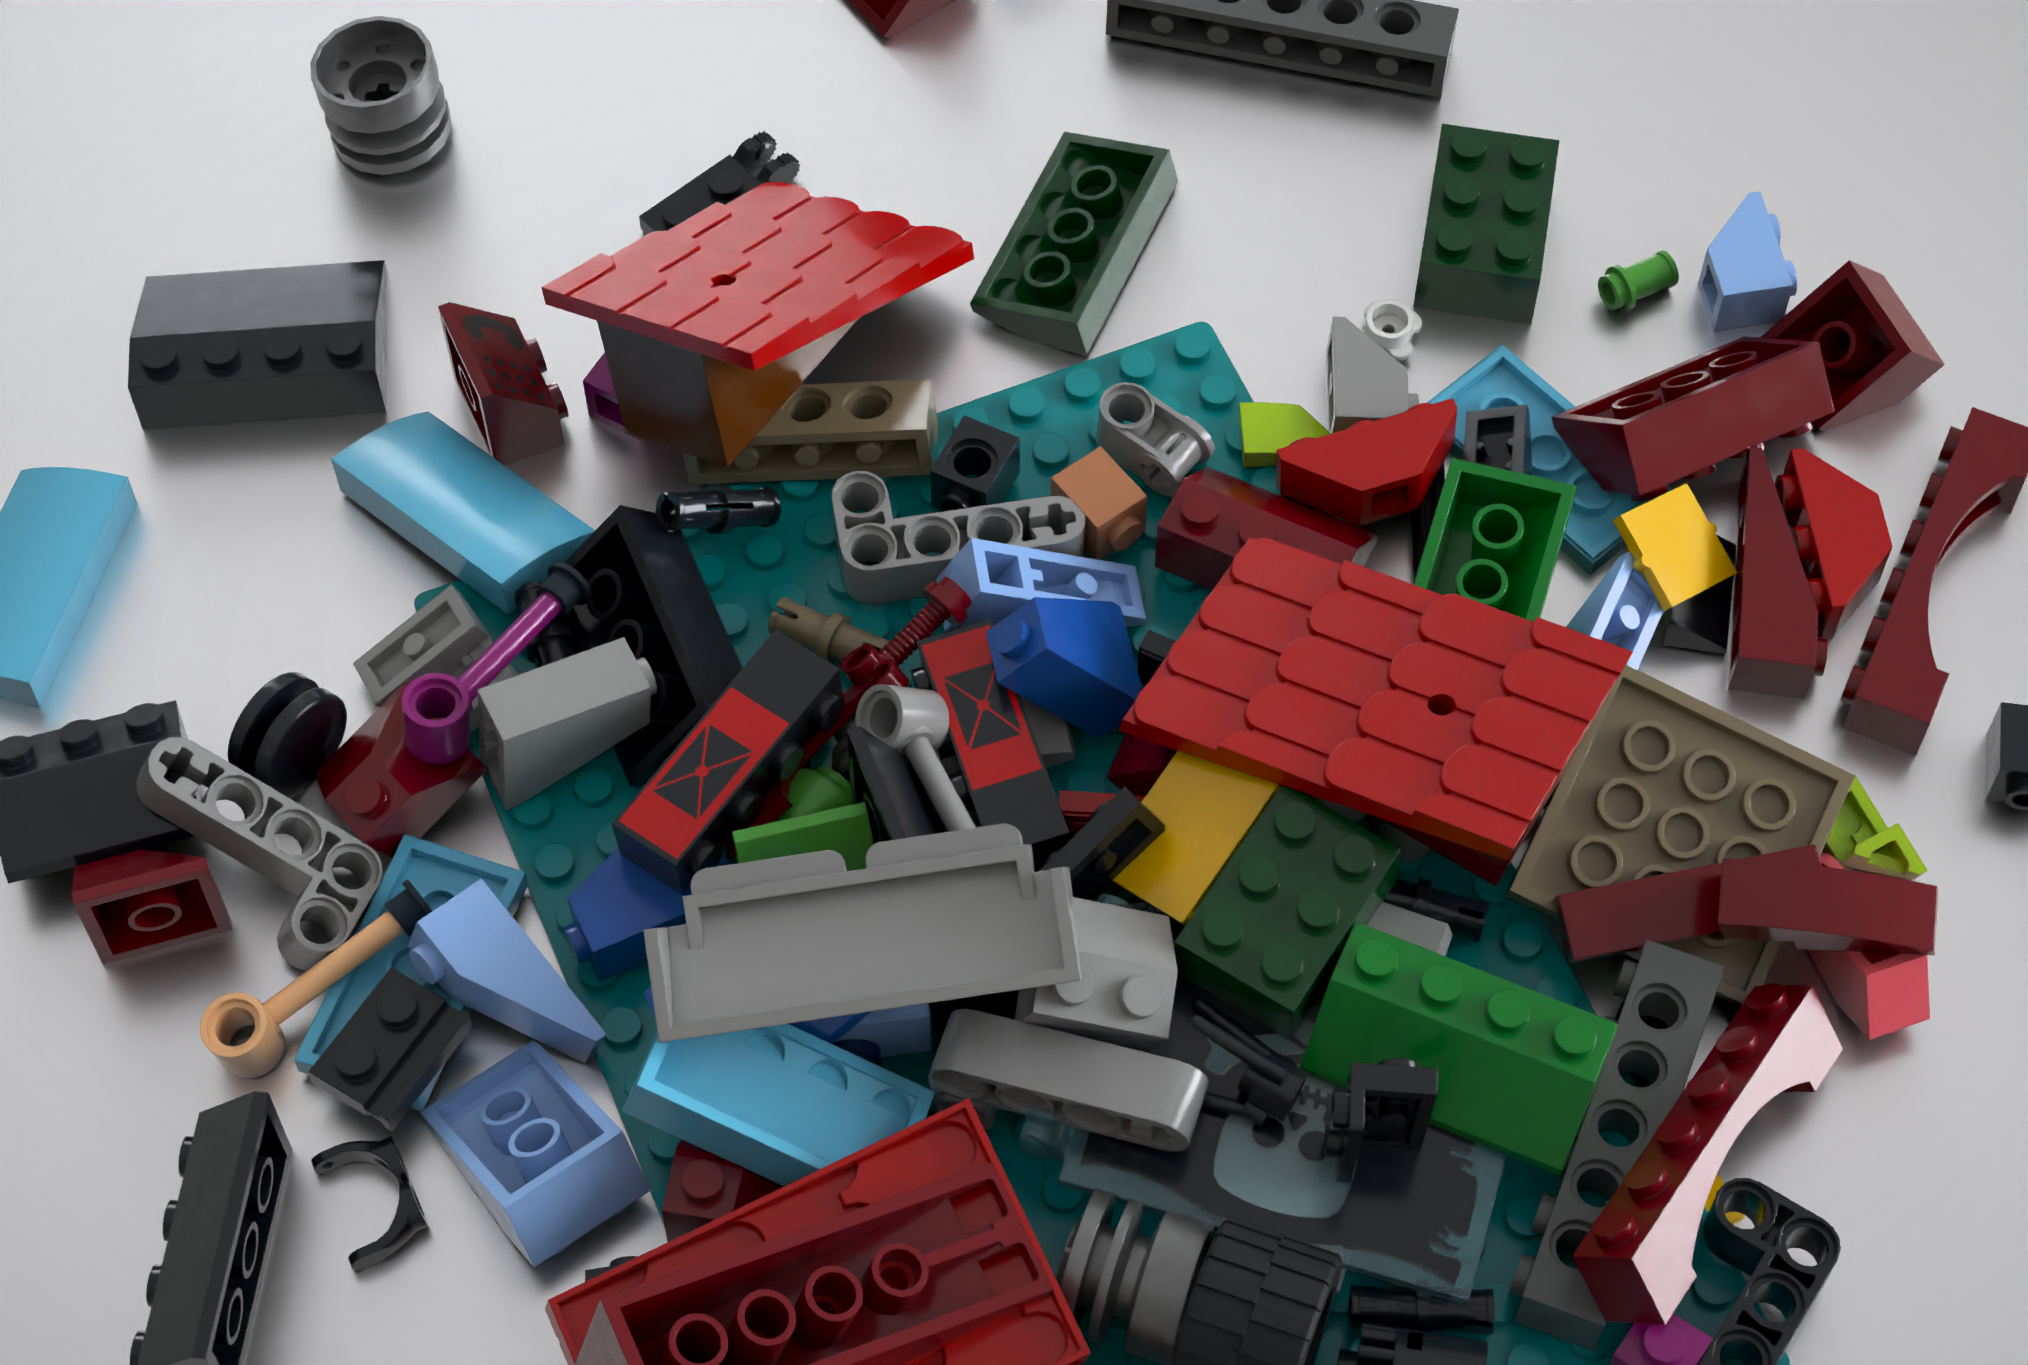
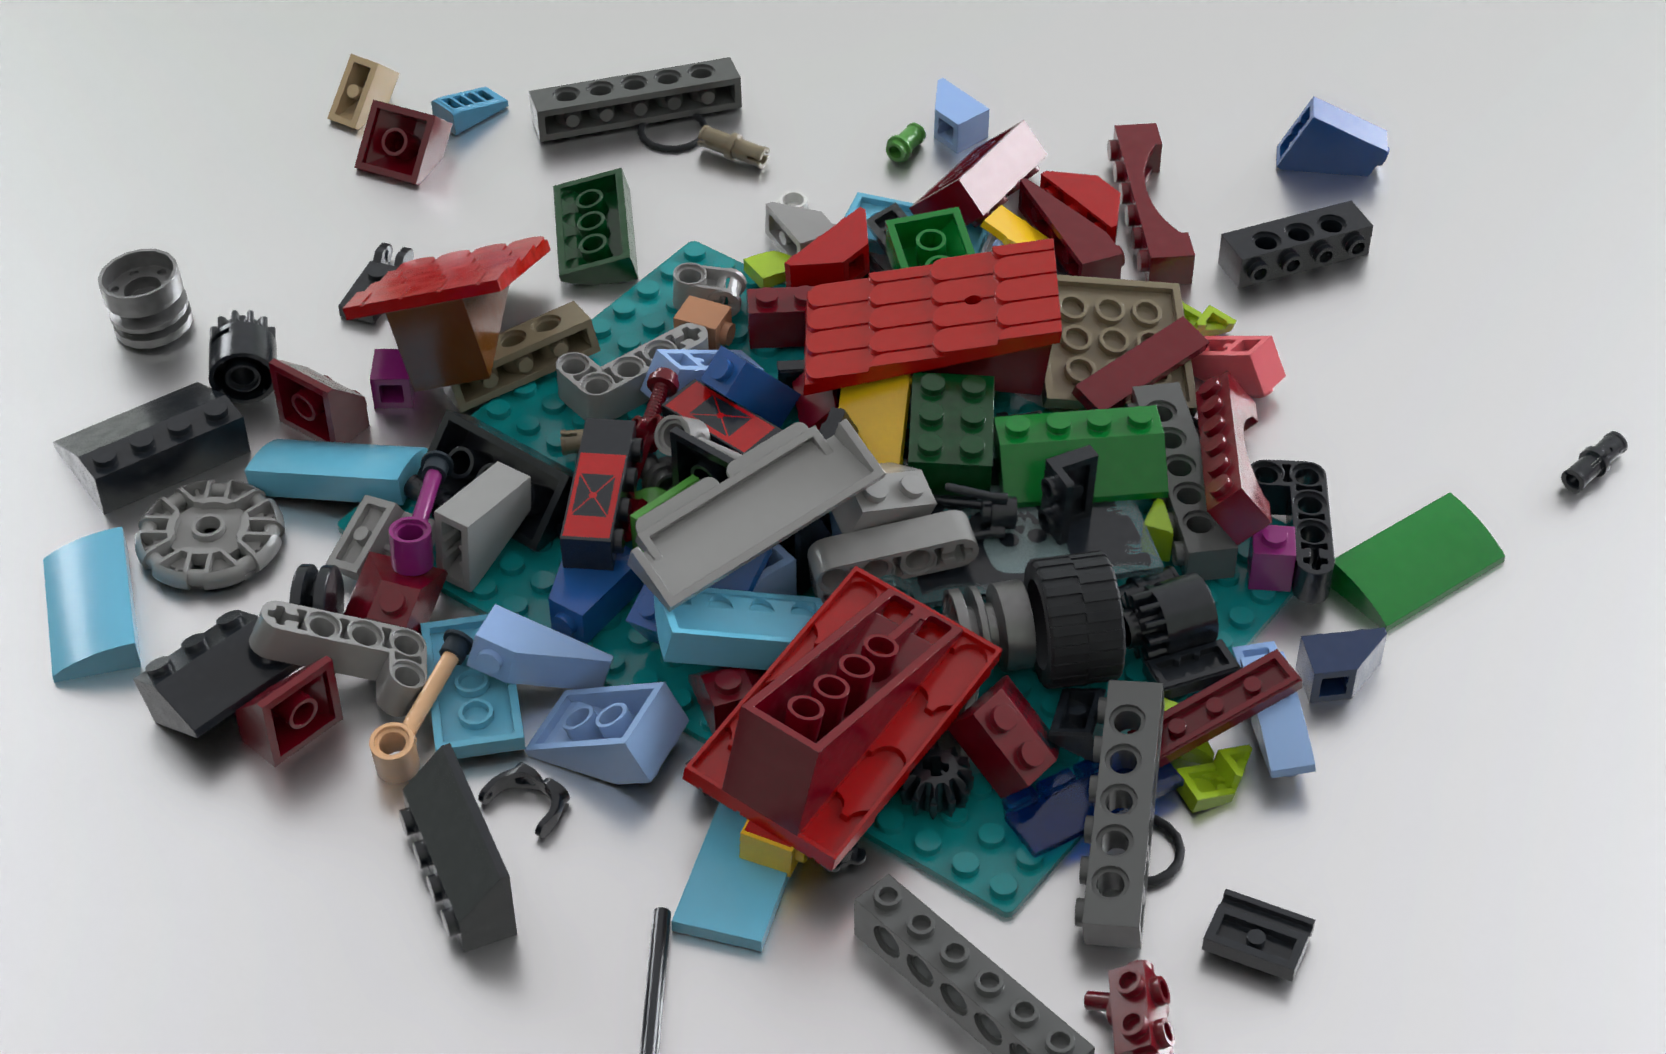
camera: 30 degrees left, 15 degrees down
(247, 565) = (209, 505): none -> light grey plate
(391, 1049) = (491, 717): black plate -> none
(446, 253) = (241, 357): none -> black gear
(689, 509) = (495, 402): black pin -> none
(974, 451) = (622, 331): black brick -> none
(1302, 135) = (669, 148): none -> black piece
(1371, 174) = (733, 146): none -> dark tan pin
(1487, 223) = (812, 143): dark green brick -> none
(1514, 1217) = (1160, 529): none -> lime slope
(1826, 908) = (1210, 334): dark red slope -> none
(1866, 342) = (1050, 121): dark red slope -> none

